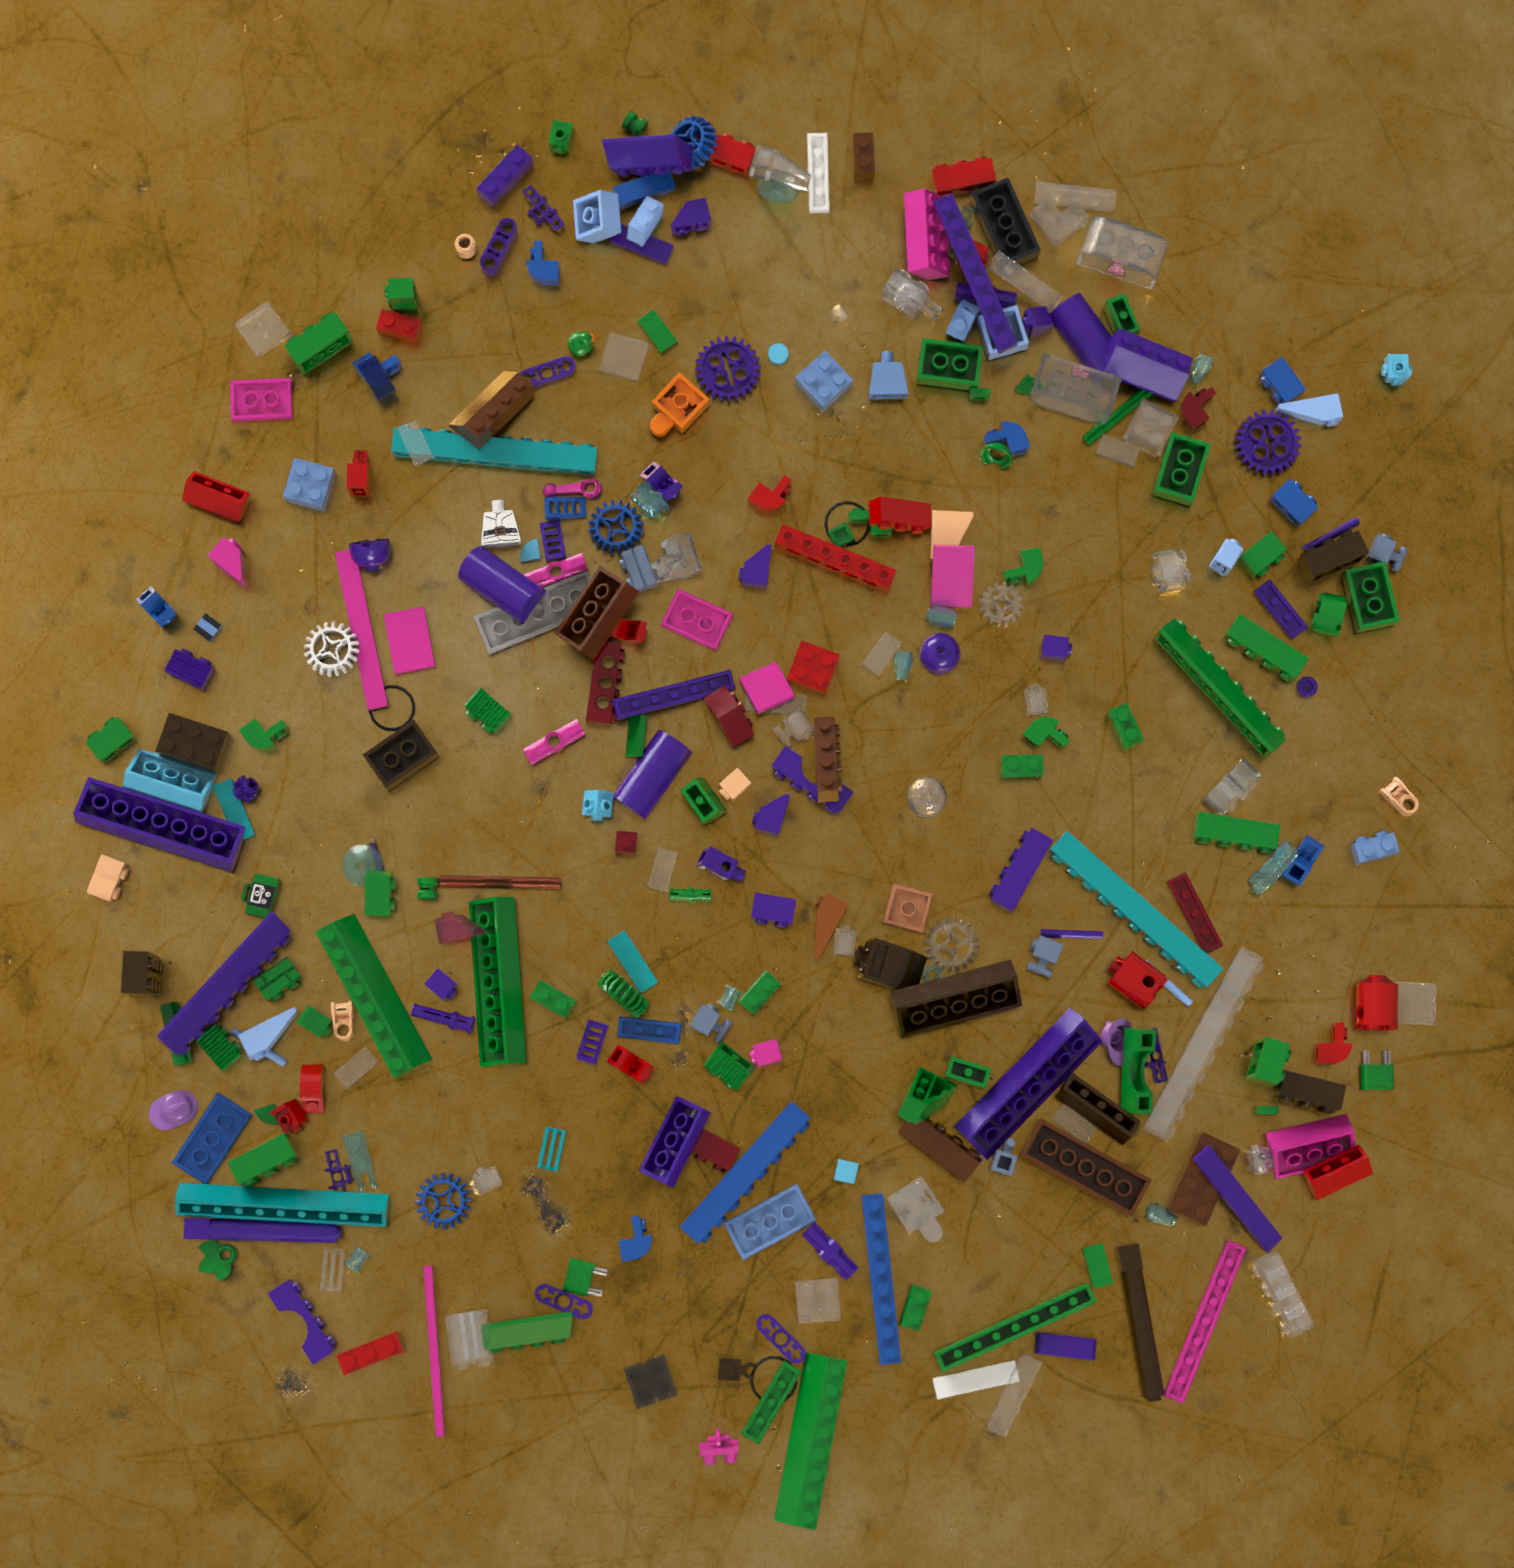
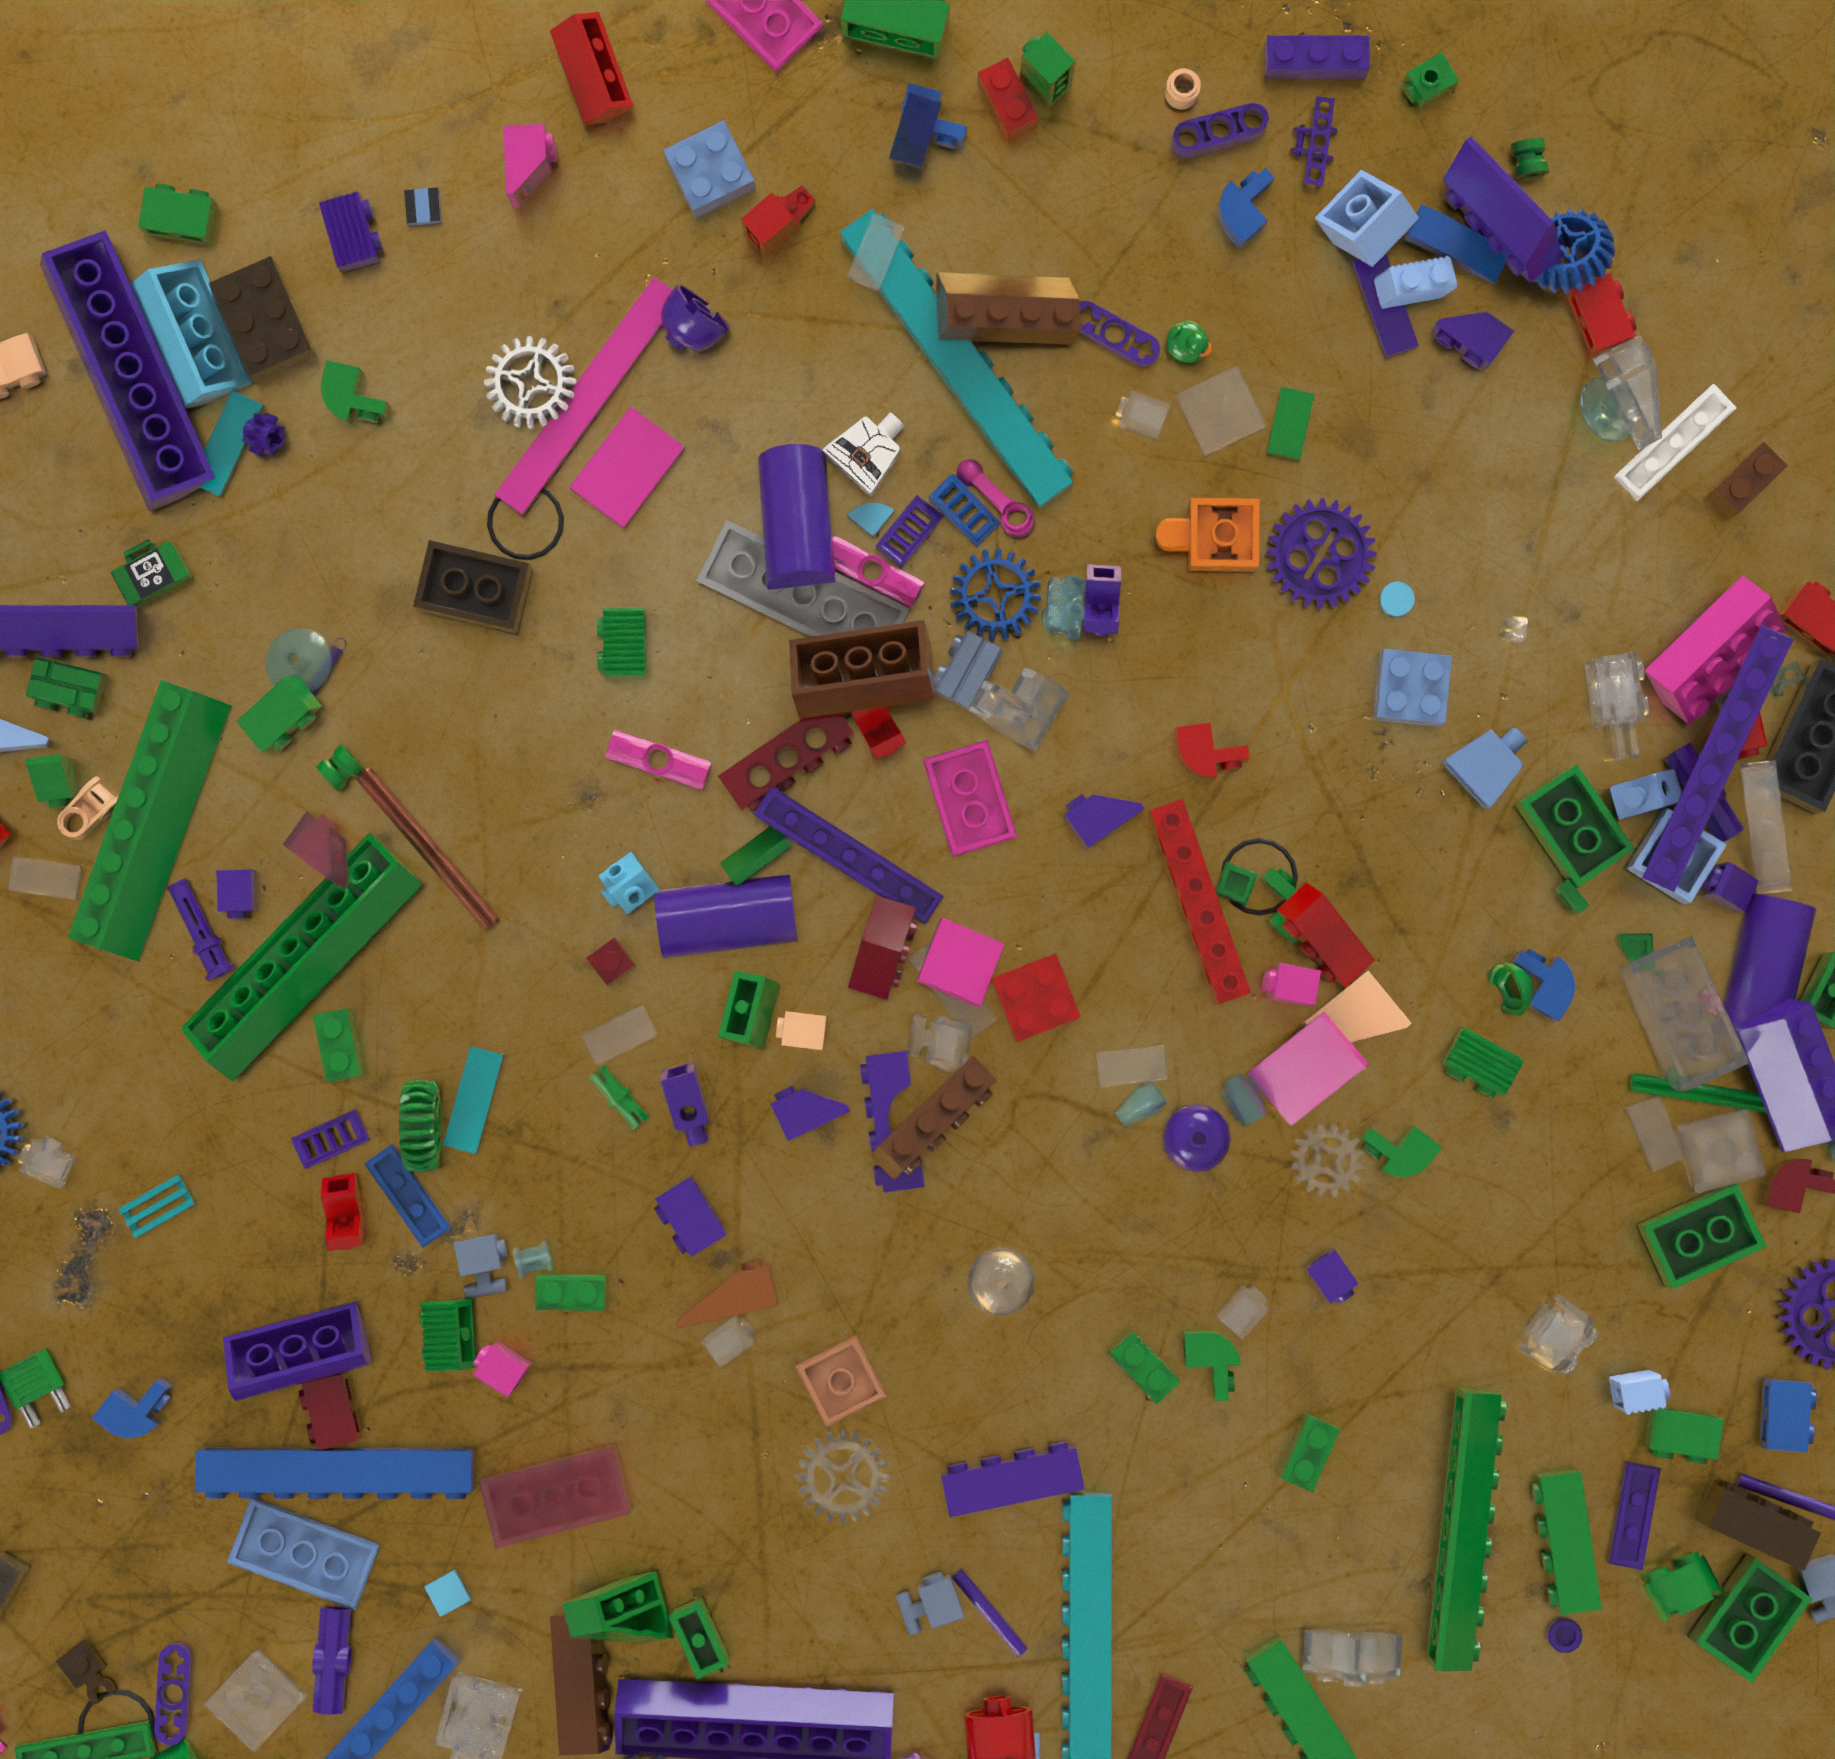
camera: 50 degrees right, 5 degrees up
(156, 607) = (390, 121): blue brick -> none
(594, 392) = (1142, 415): none -> clear brick
(845, 1081) = (555, 1495): none -> clear pink brick
(888, 964) = (746, 1423): dark brown piece -> none
(908, 548) = (1291, 984): none -> dark pink brick
(928, 969) = (779, 1495): clear light blue bush -> none
(956, 998) = (778, 1543): dark brown brick -> none
(1018, 498) = (1482, 1063): none -> green brick

